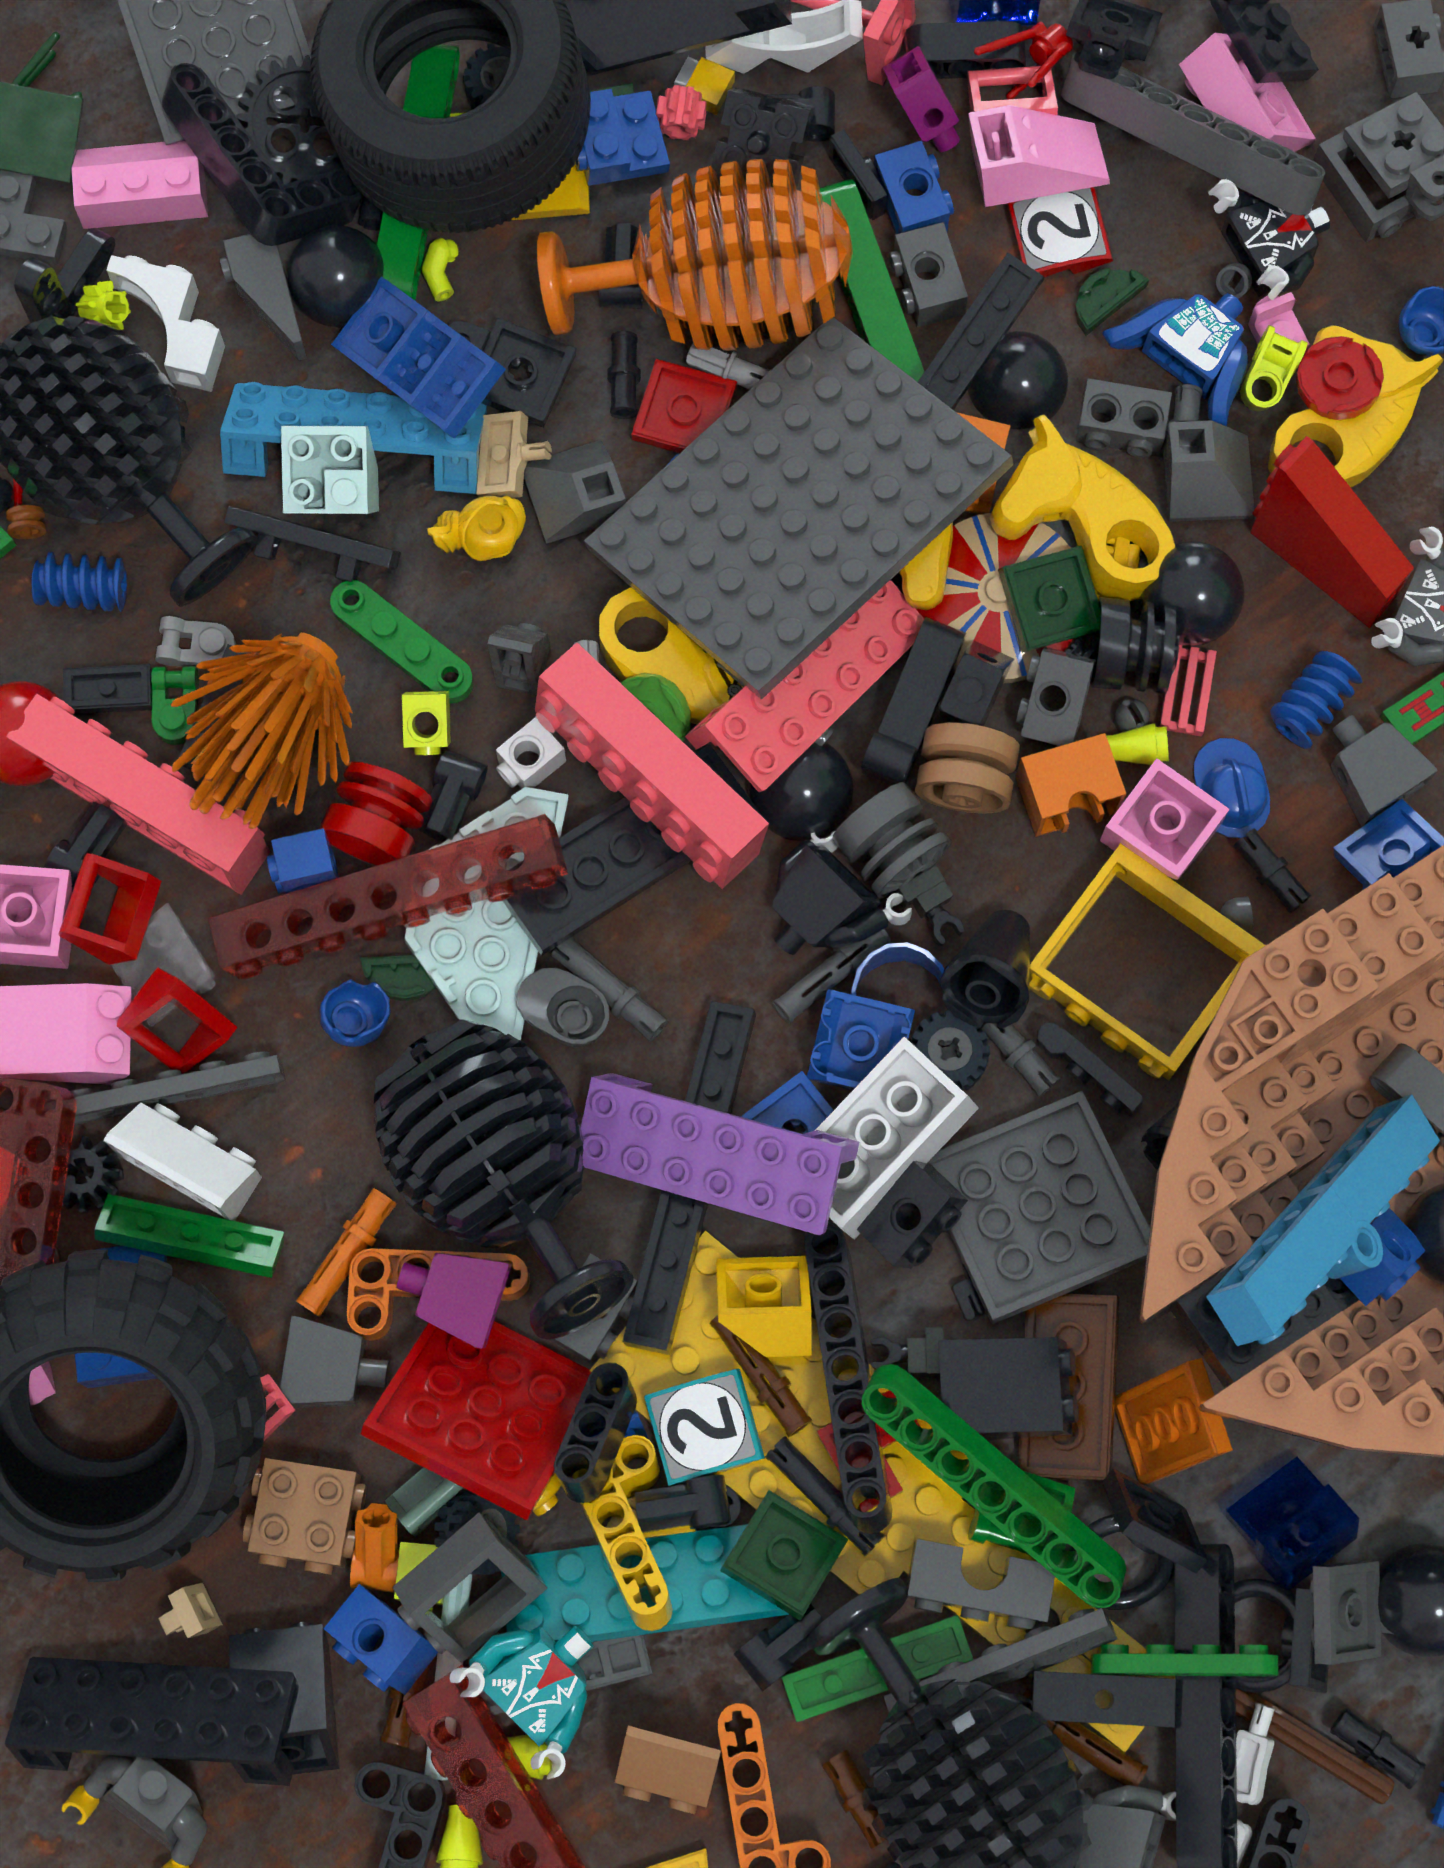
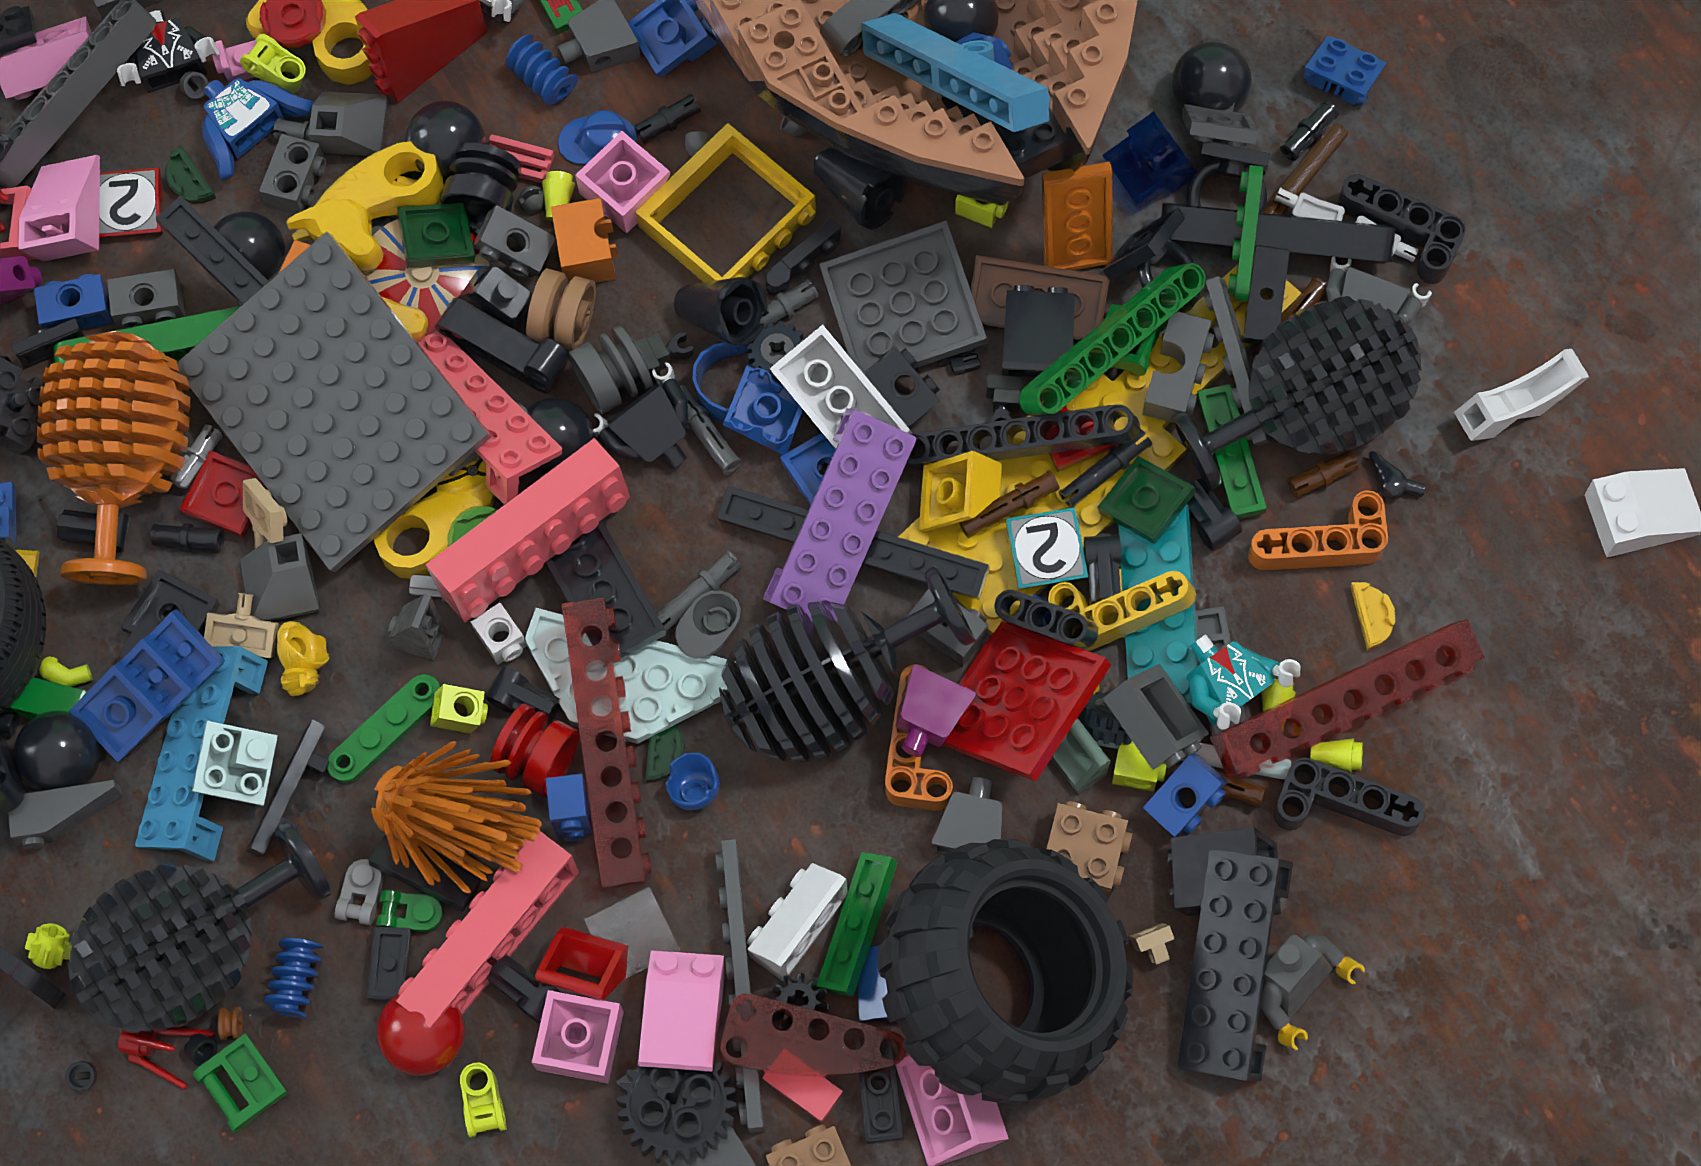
camera: 80 degrees left, 5 degrees down
(160, 989) = (687, 896): red tile -> none
(171, 292) = (49, 891): white arch -> none
(354, 1239) = (880, 804): orange pin -> none
(375, 1549) = (1119, 794): orange piece -> none
(638, 457) = (263, 512): none -> tan plate
(666, 1768) = (1293, 598): medium nougat slope -> none

